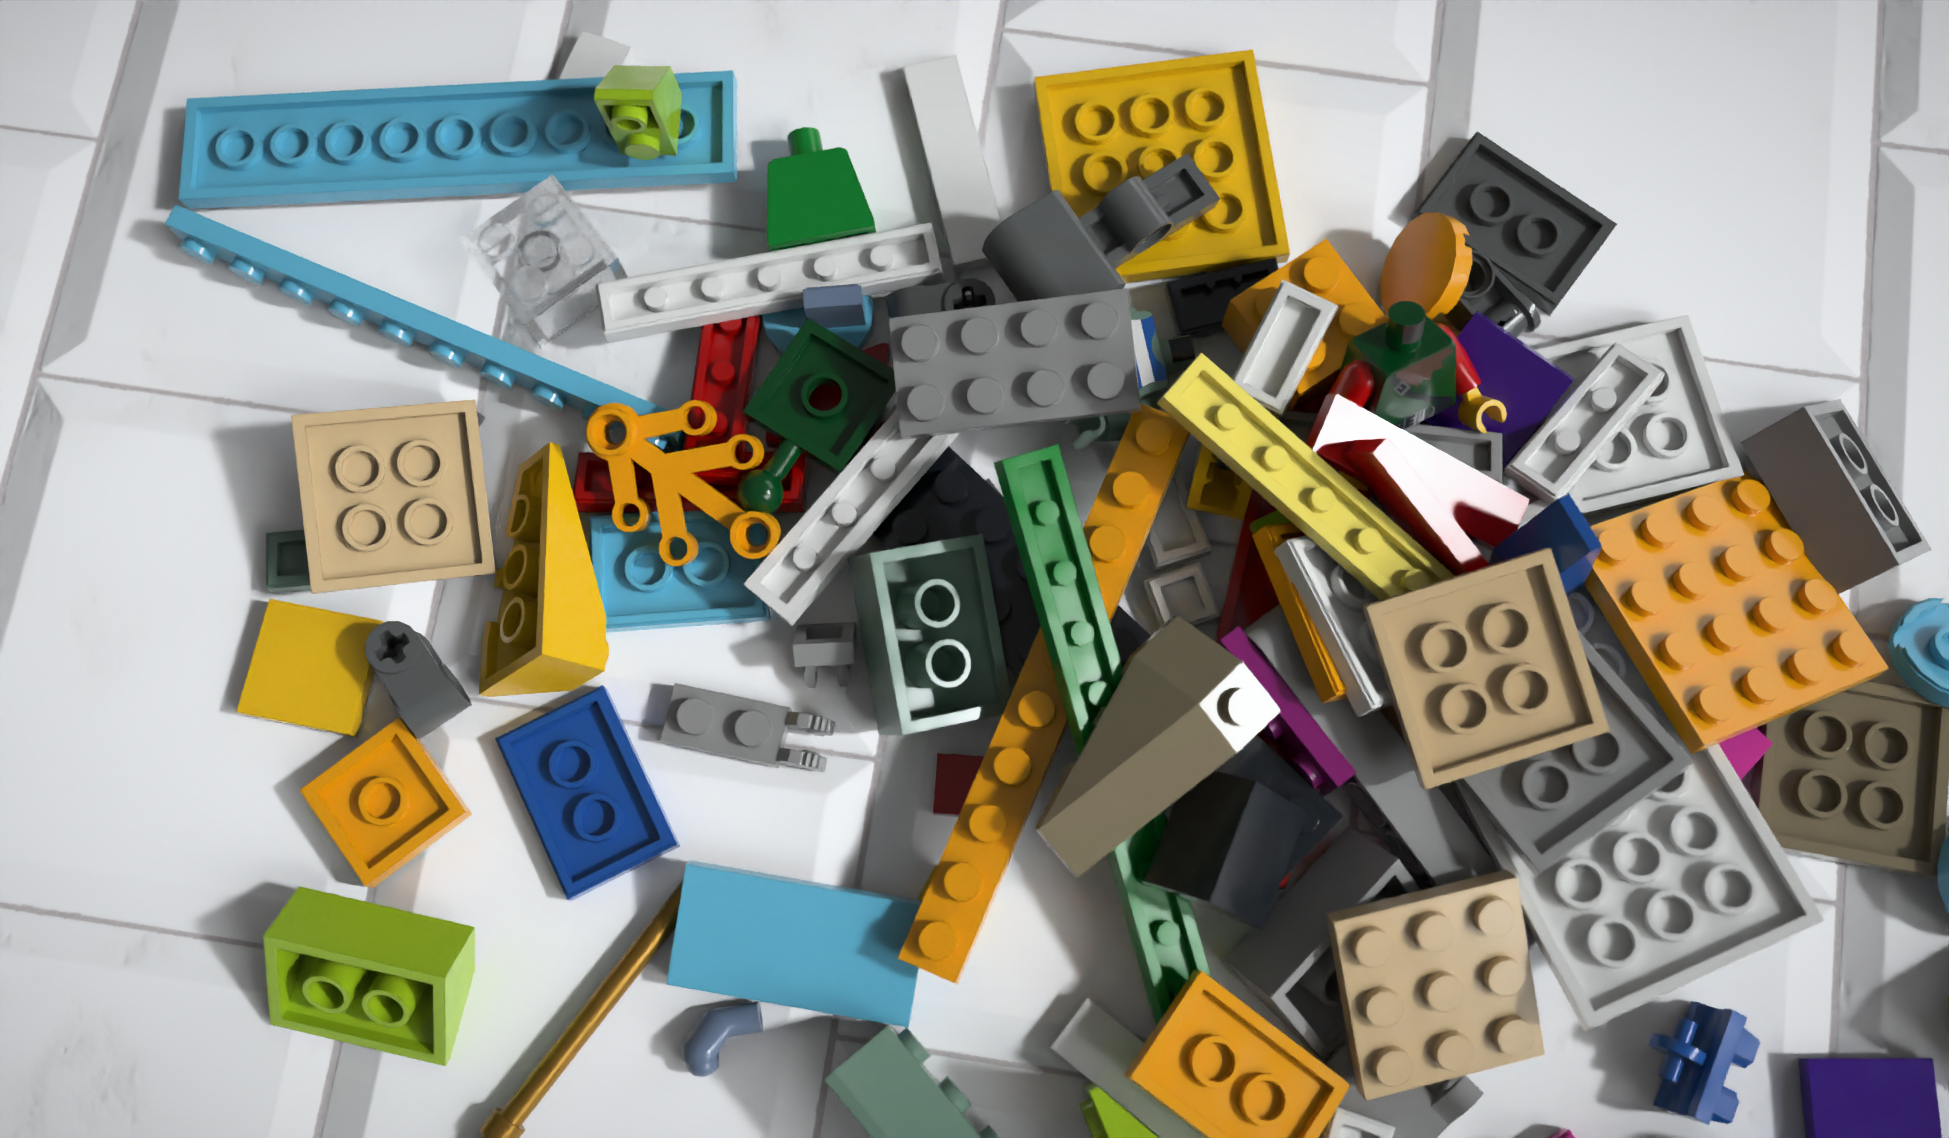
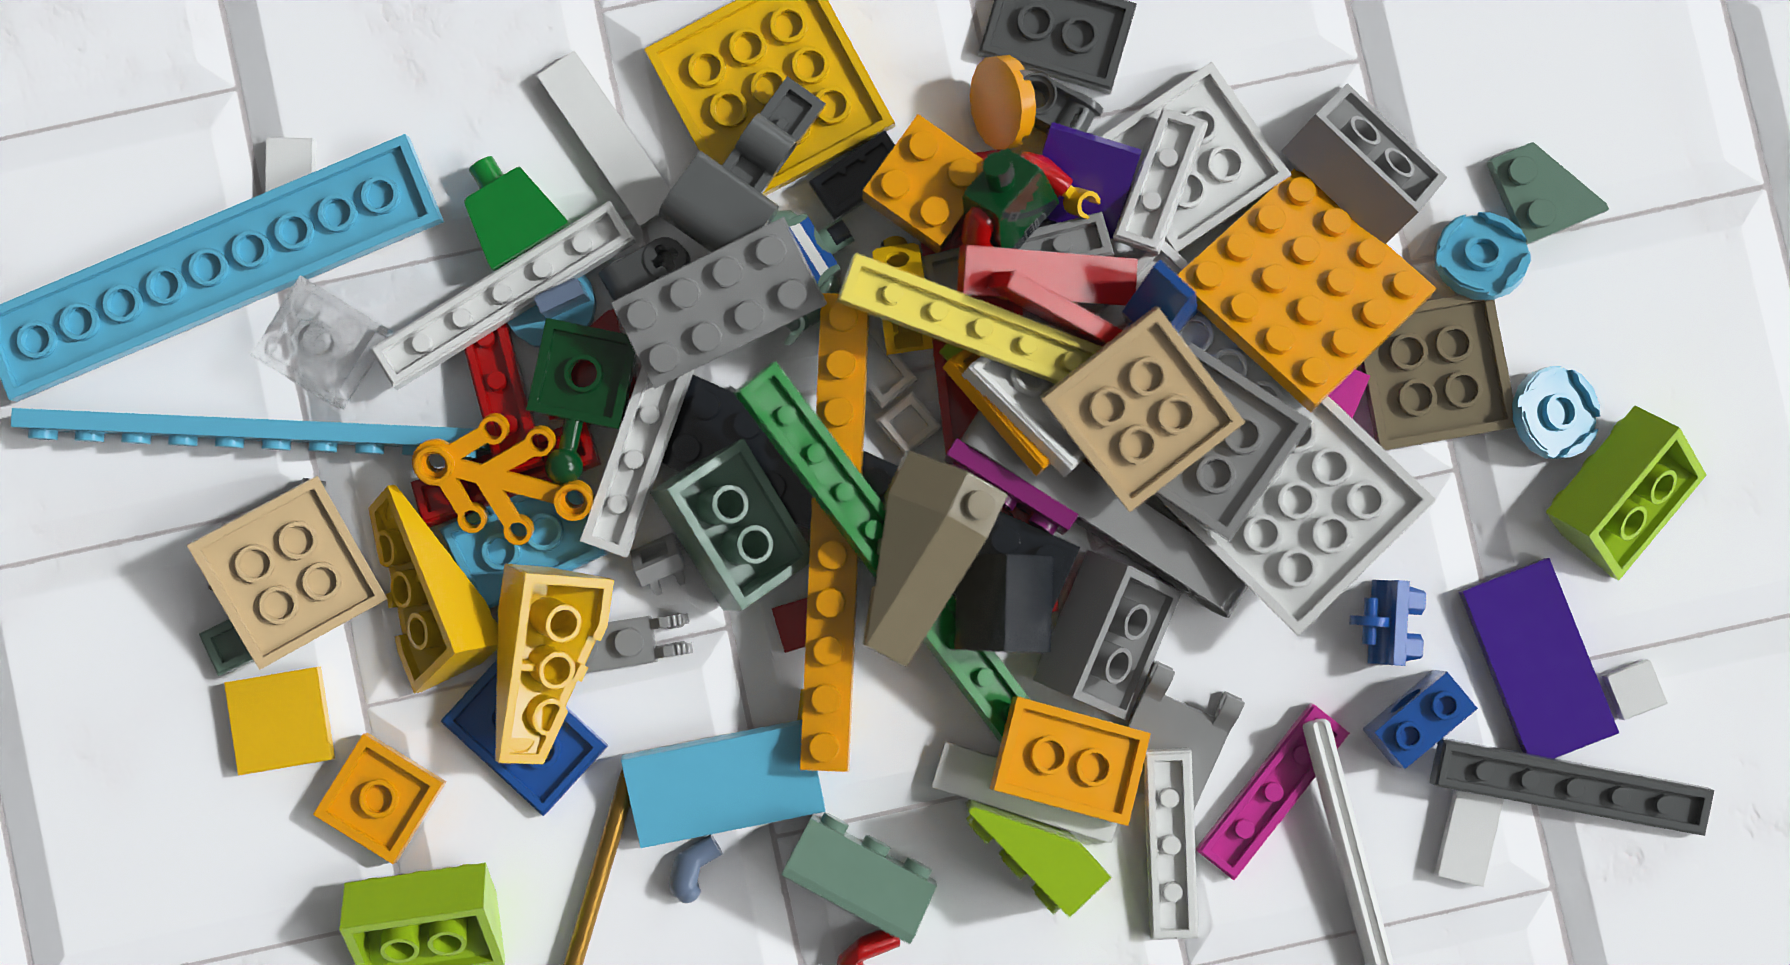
camera: 25 degrees left, 10 degrees up
(421, 684) = (369, 705): dark grey piece -> none
(641, 109) = (349, 199): lime slope -> none
(651, 691) = (543, 643): none -> yellow wedge
(1283, 346) = (914, 217): white tile -> none
(1436, 984) = (1185, 641): tan plate -> none

